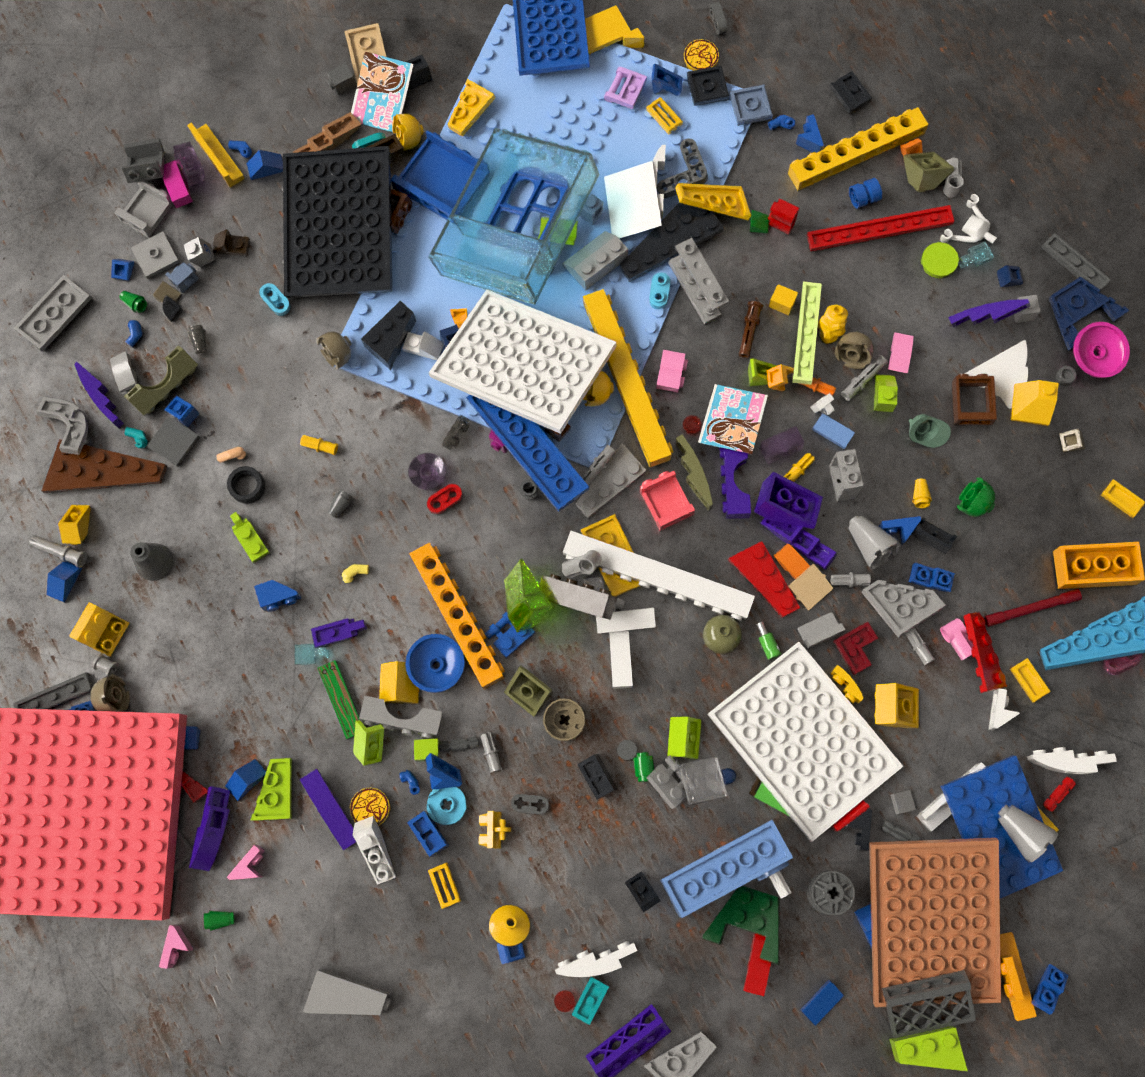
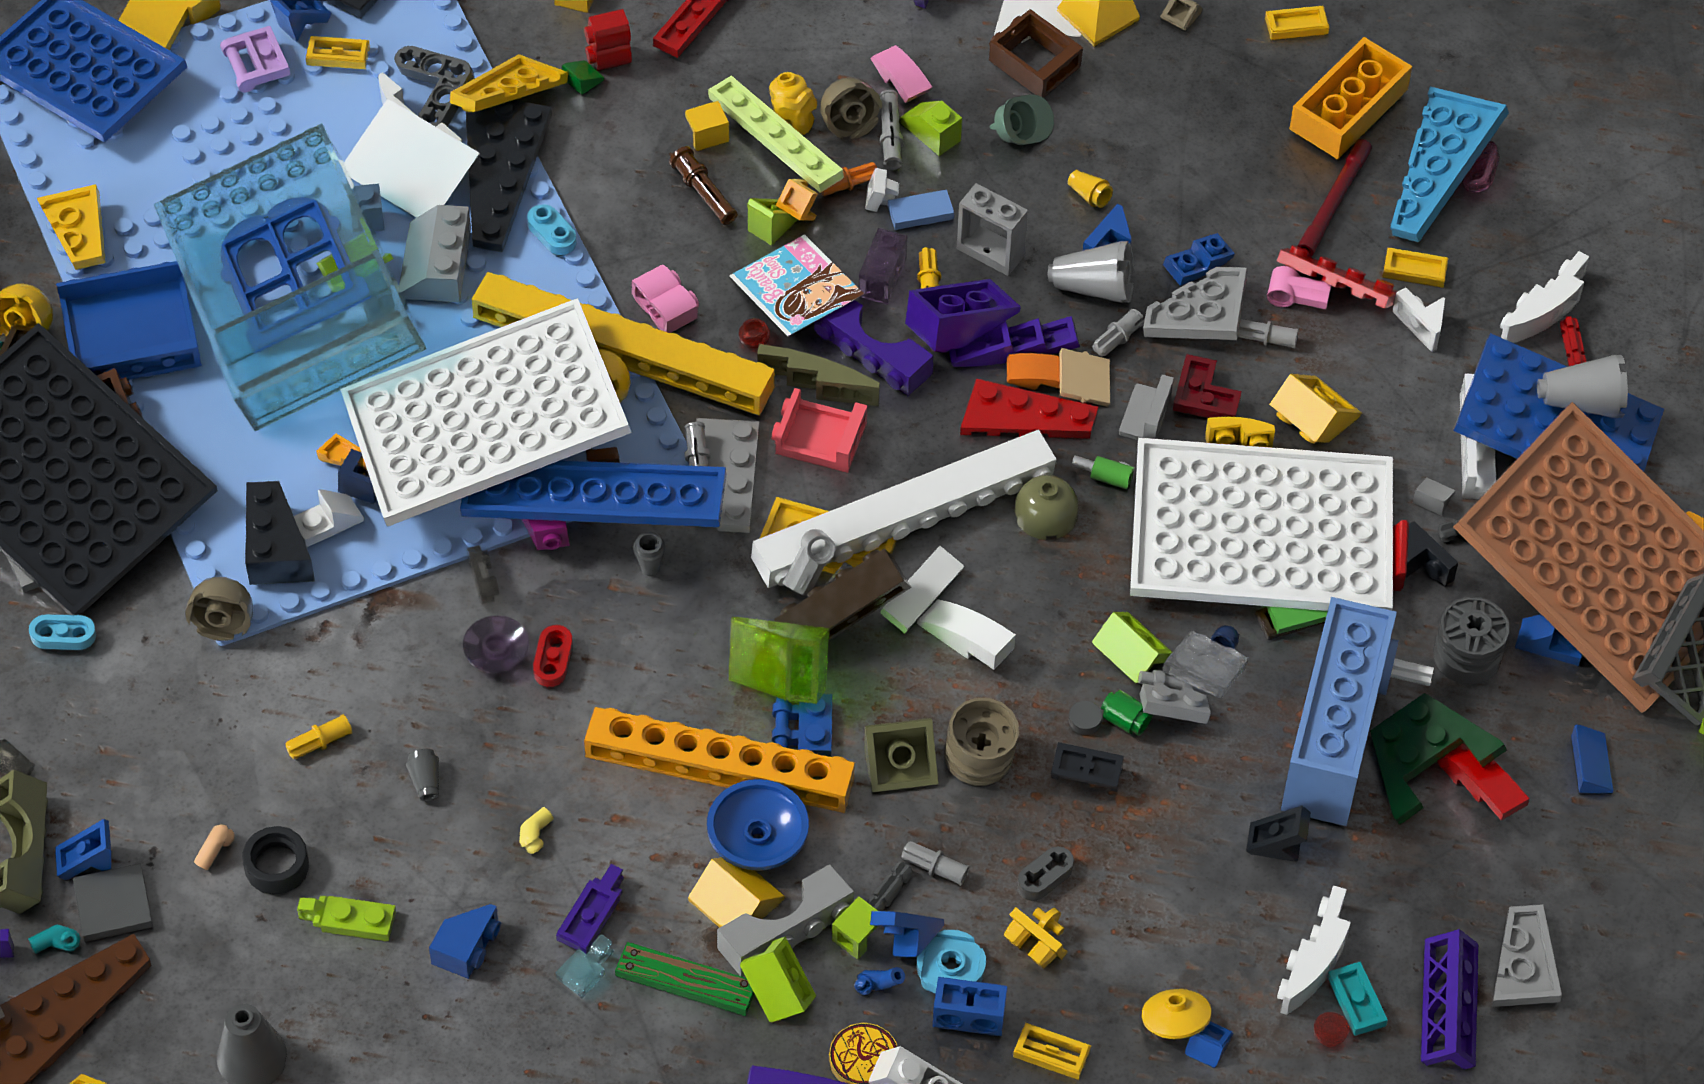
camera: 55 degrees left, 20 degrees down
(698, 281) = (586, 194): light grey fence -> none
(934, 536) = (1156, 217): black hinge -> none
(977, 498) = (1153, 140): green cylinder -> none

